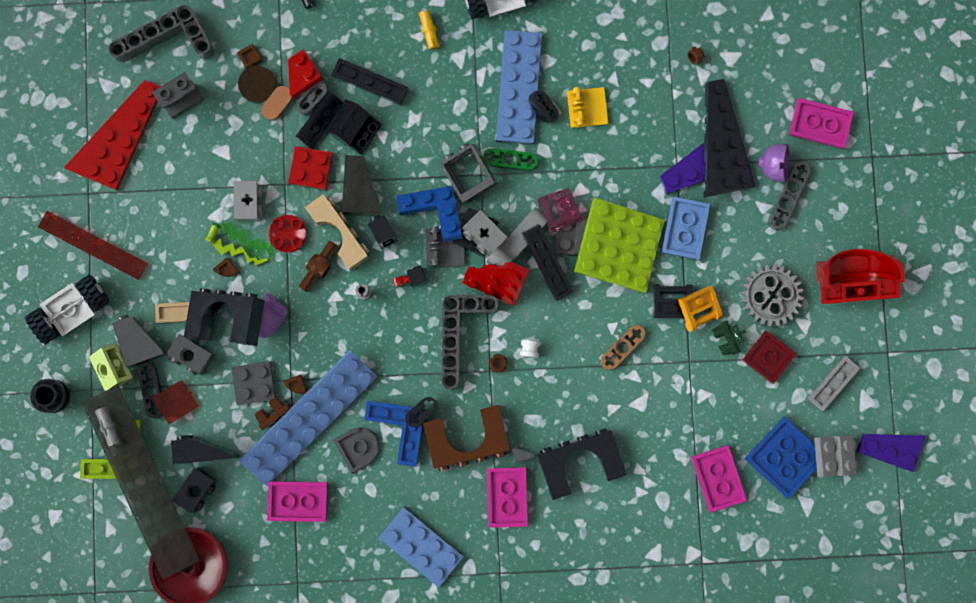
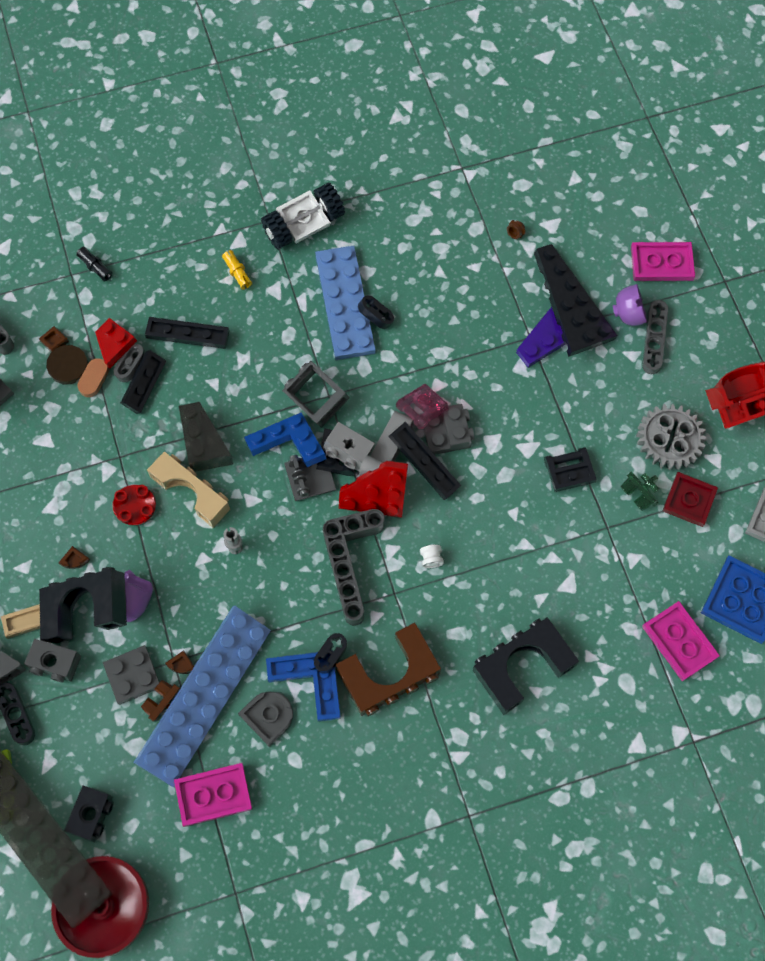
camera: 15 degrees left, 15 degrees down
(175, 402) = (45, 718): clear red piece -> none
(190, 449) = (80, 765): black slope -> none
(242, 192) = (82, 493): light grey brick -> none
(245, 246) = (90, 532): piece -> none
(310, 168) = (144, 433): red plate -> none
(318, 266) = (176, 529): reddish brown axle -> none
(353, 126) = (180, 379): black slope -> none
(382, 231) = (238, 473): black brick -> none
(415, 277) = (285, 512): black piece -> none
(421, 547) = (370, 809): medium blue plate -> none
(498, 368) = (405, 577): reddish brown plate -> none
(507, 497) = (453, 724): dark pink plate -> none
(521, 455) = (455, 672): dark grey slope -> none
(525, 155) = (372, 376): green beam -> none
(587, 107) = (420, 303): yellow hinge -> none
(616, 361) = (519, 540): medium nougat beam -> none
(619, 245) = (495, 426): lime plate -> none
(685, 228) = (559, 393): medium blue plate -> none
(698, 302) = (597, 460): light orange plate -> none

